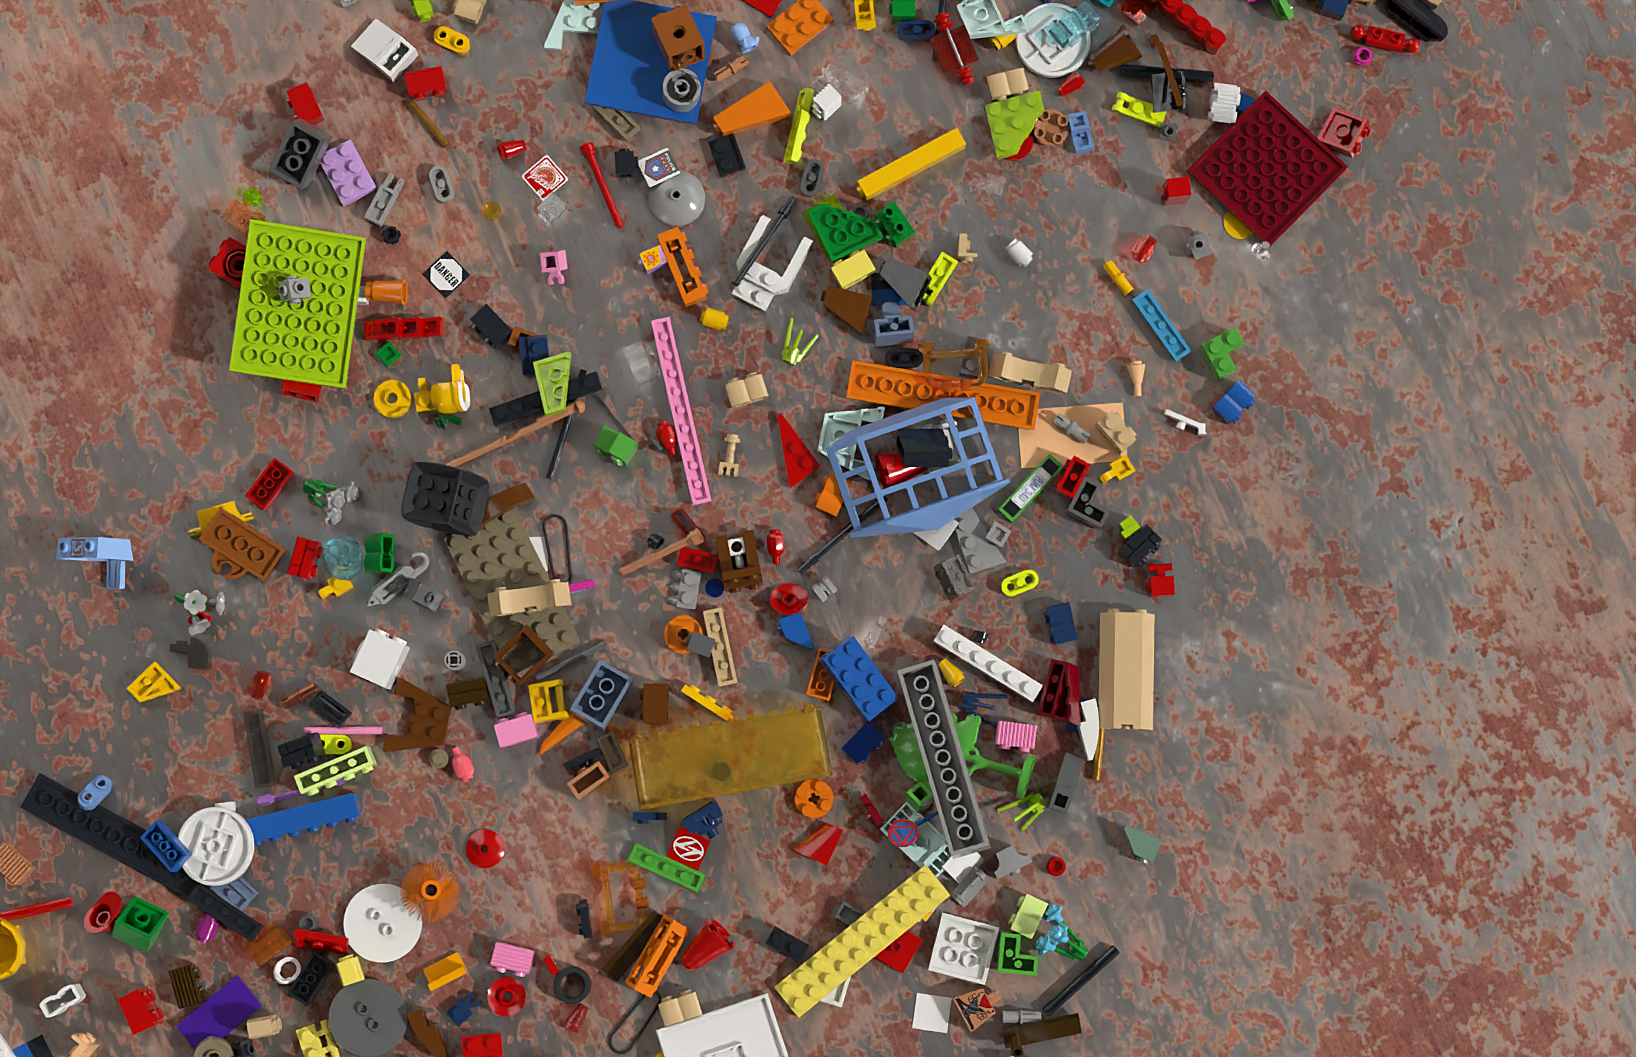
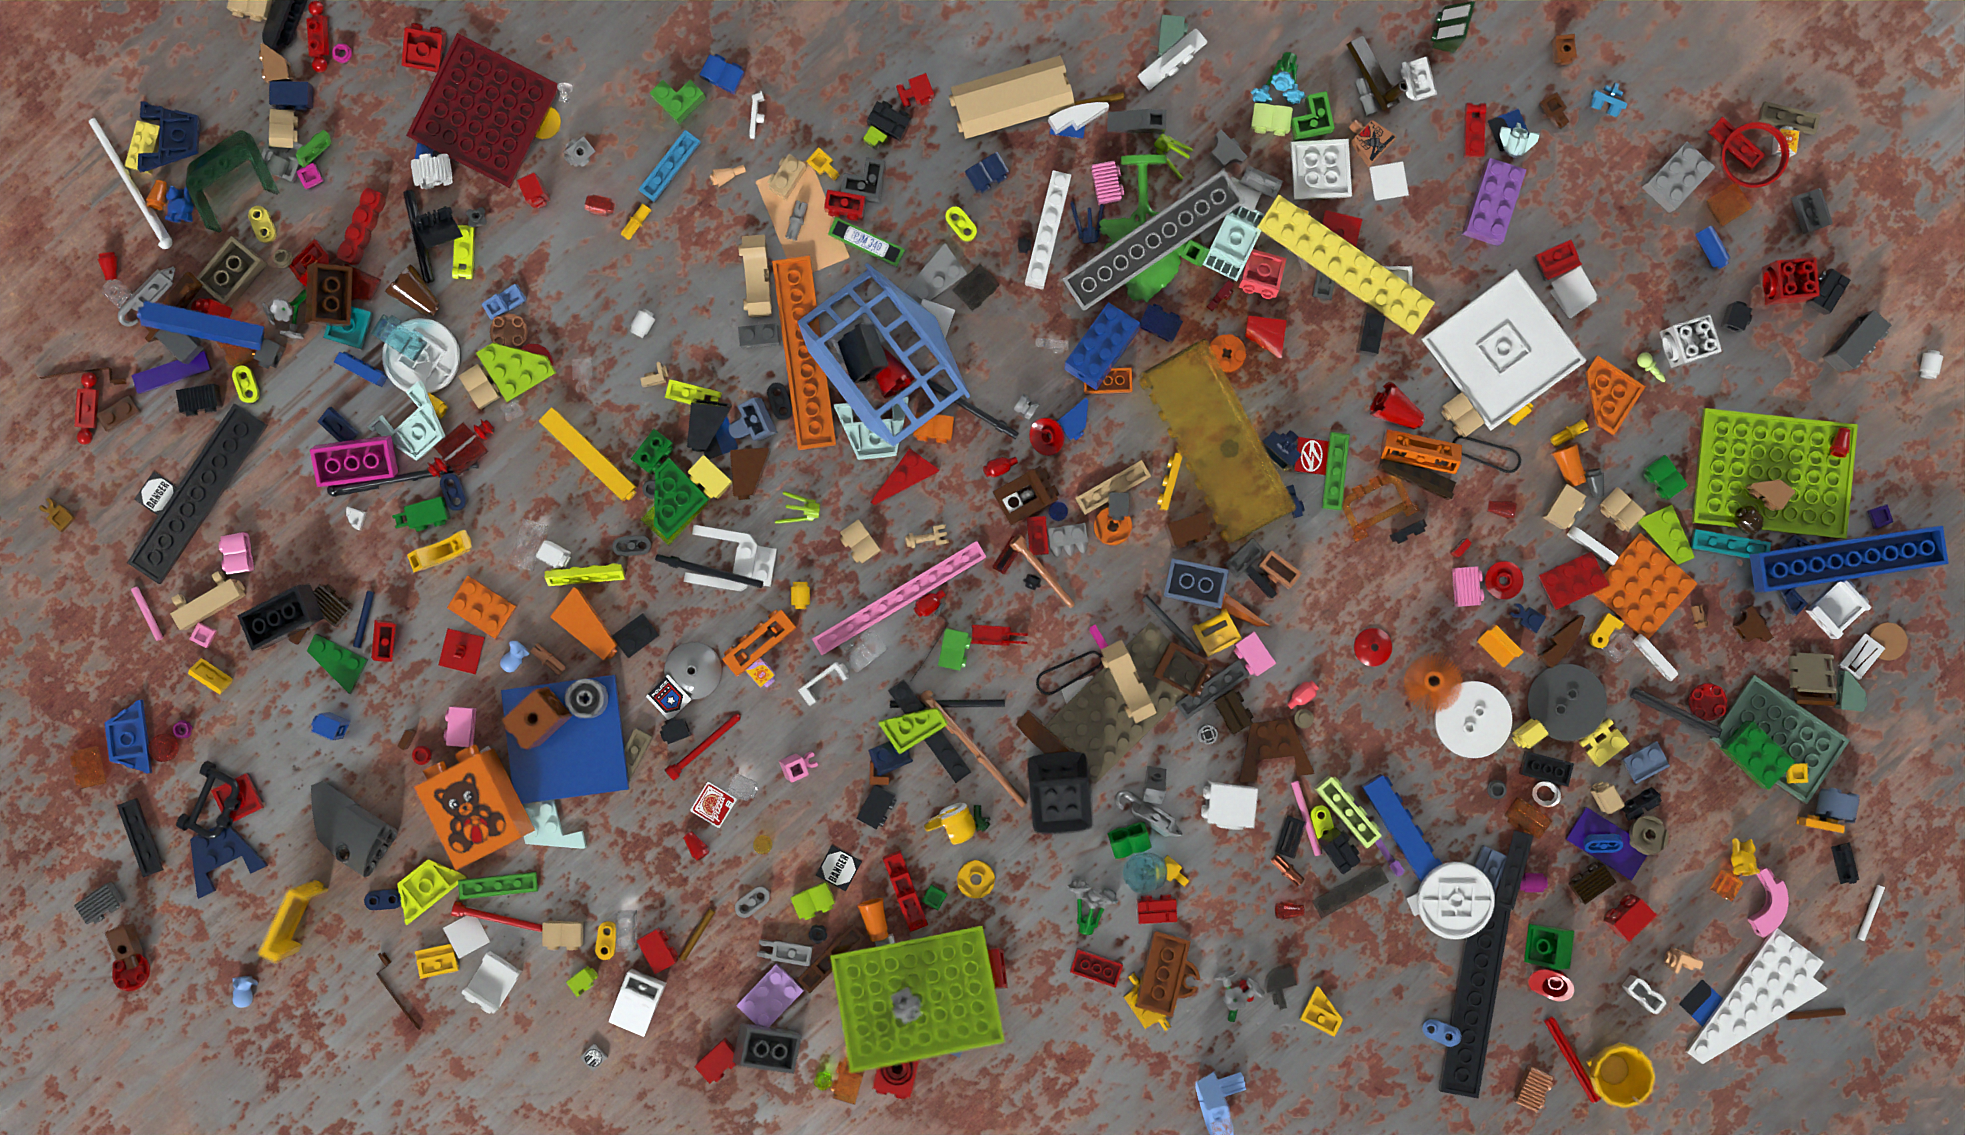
camera: 105 degrees left, 5 degrees up
(166, 846) = (1471, 946): blue piece -> none
(220, 1008) = (1603, 843): none -> blue plate
(321, 941) = (1510, 771): red plate -> none
(358, 227) = (822, 966): none -> reddish brown slope
(422, 398) = (965, 849): yellow plate -> none
(423, 240) = (813, 900): none -> lime brick
(454, 60) = (626, 931): none -> clear brick
(557, 985) = (1473, 508): black tyre -> none
(616, 490) = (994, 635): none -> red arm
(617, 296) = (806, 692): none -> white panel
(879, 858) = (1263, 274): none -> coral plate
(905, 832) = (1233, 256): piece -> none
(948, 385) = (793, 349): clear orange bar -> none
(951, 673) = (1067, 262): yellow cone -> none
(998, 534) = (921, 258): light grey tile -> none
(1055, 866) = (1216, 107): red plate -> none
(1061, 693) = (1054, 150): dark red wedge -> none
(1071, 84) = (458, 324): red cone -> none
(1081, 980) = (1314, 51): black axle -> none
(1117, 842) = (1172, 59): none -> white bracket
(1155, 43) = (392, 257): reddish brown piece -> none

